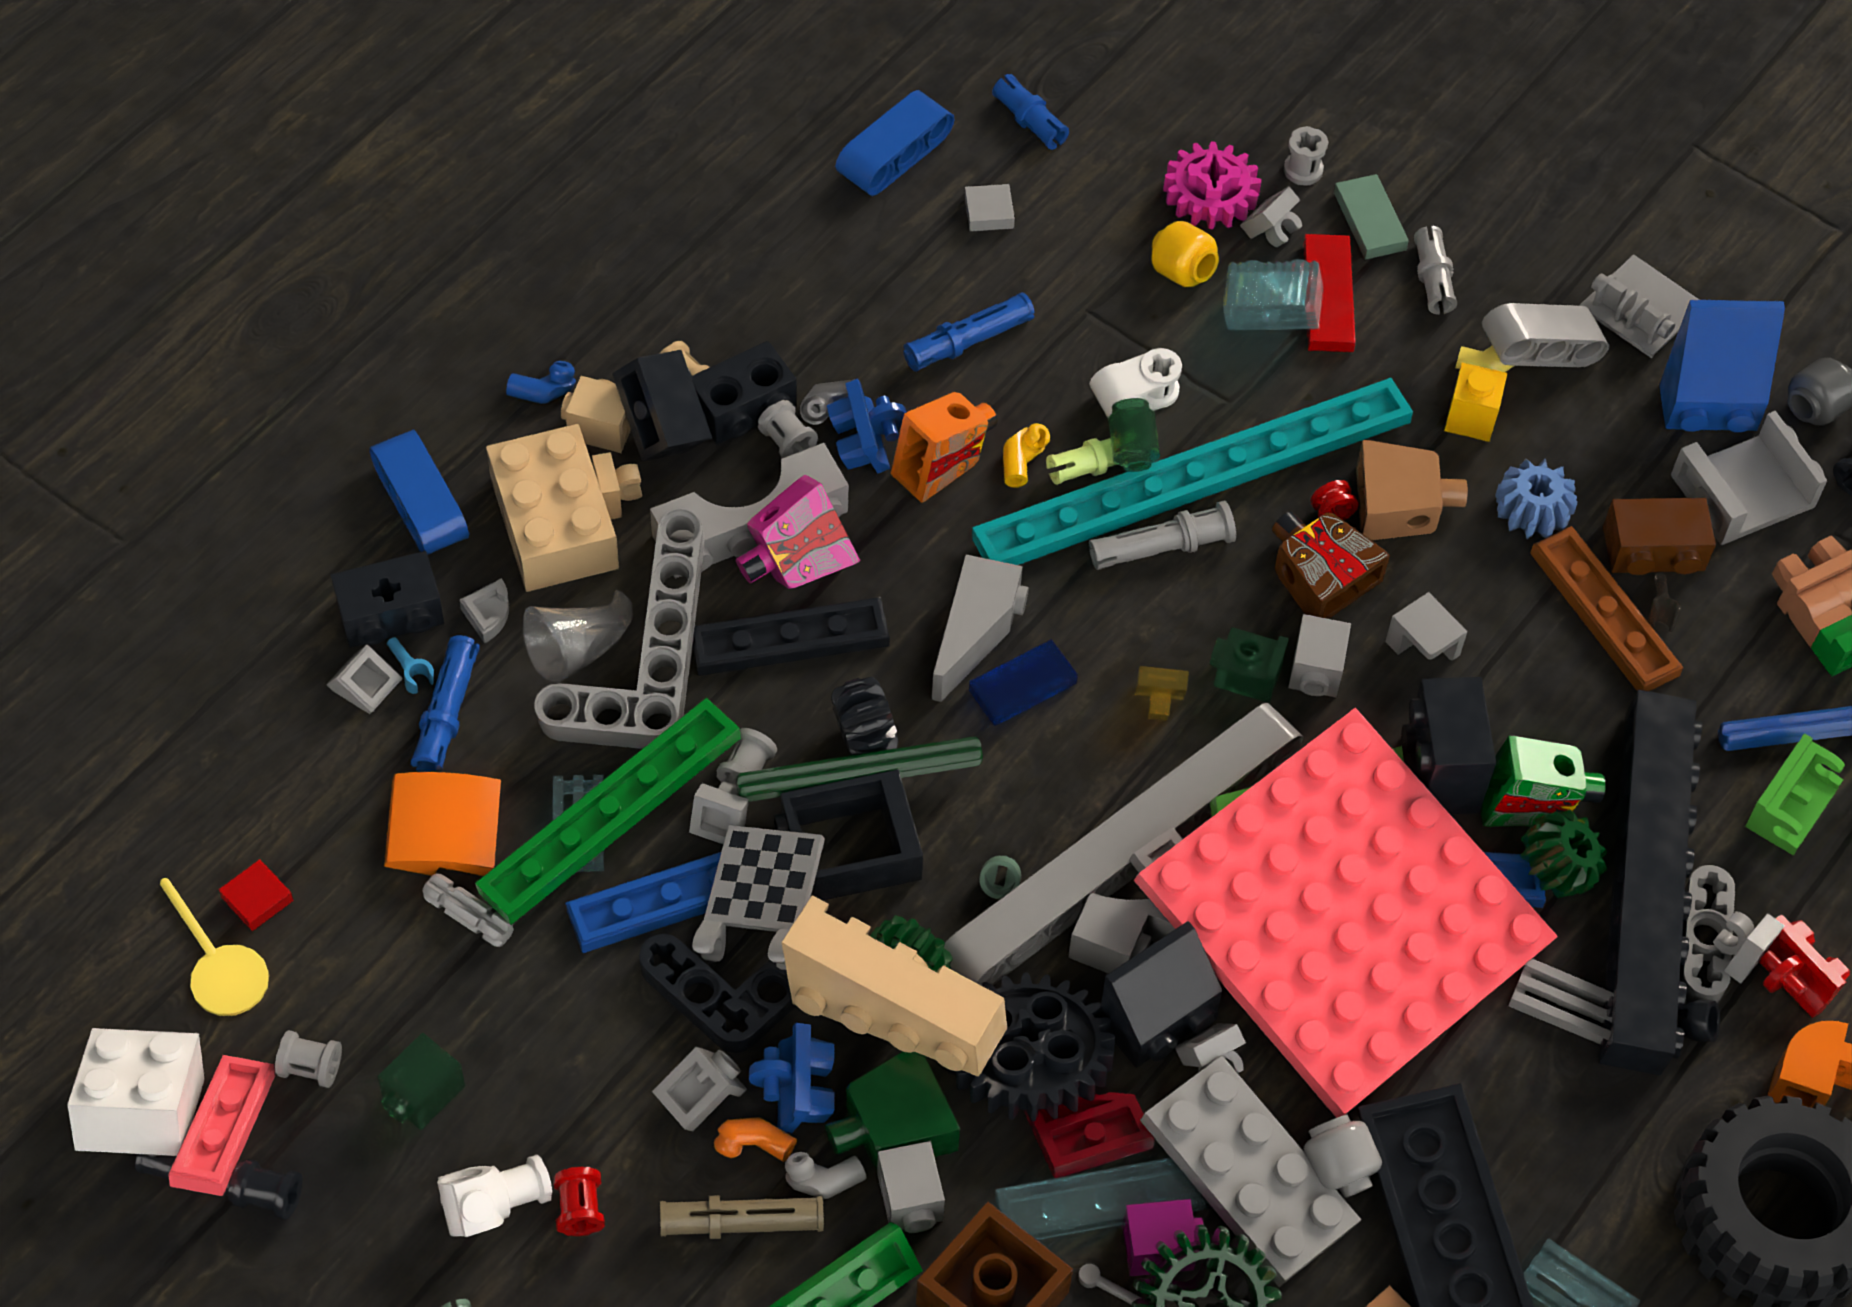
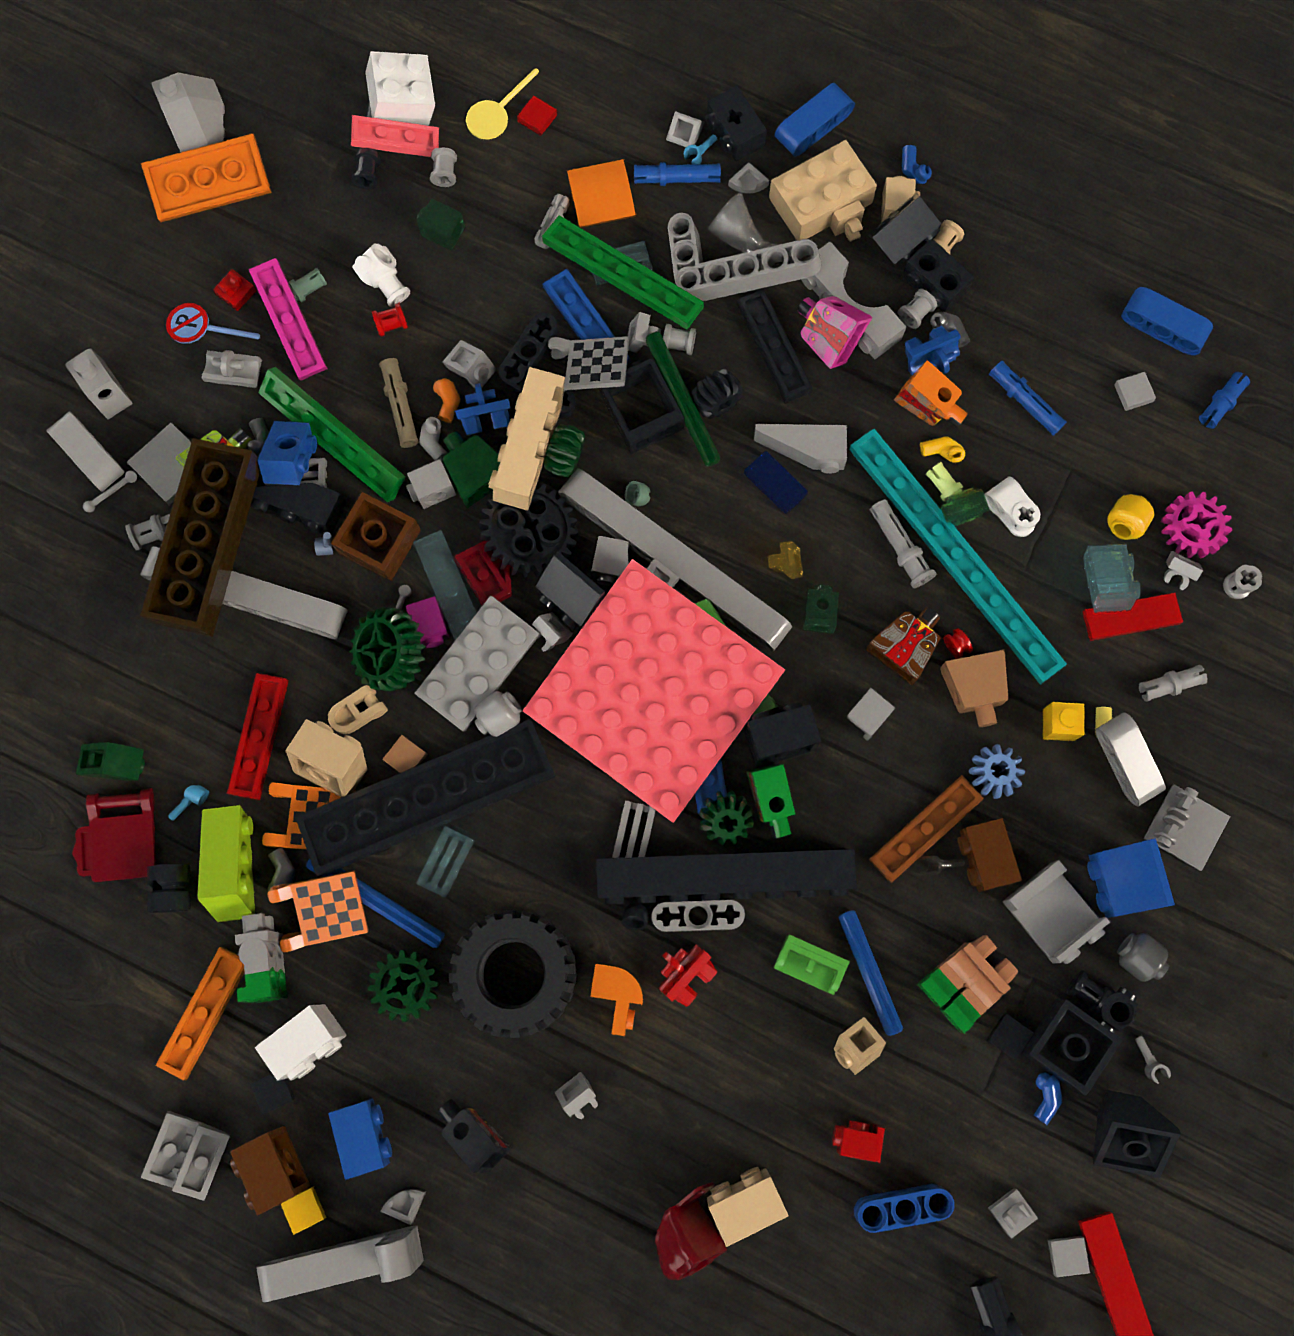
camera: 85 degrees right, 20 degrees up
(1319, 656) = (835, 651): light grey brick -> none
(1371, 216) = (1207, 634): sand green tile -> none
(1749, 945) = (686, 936): light grey tile -> none

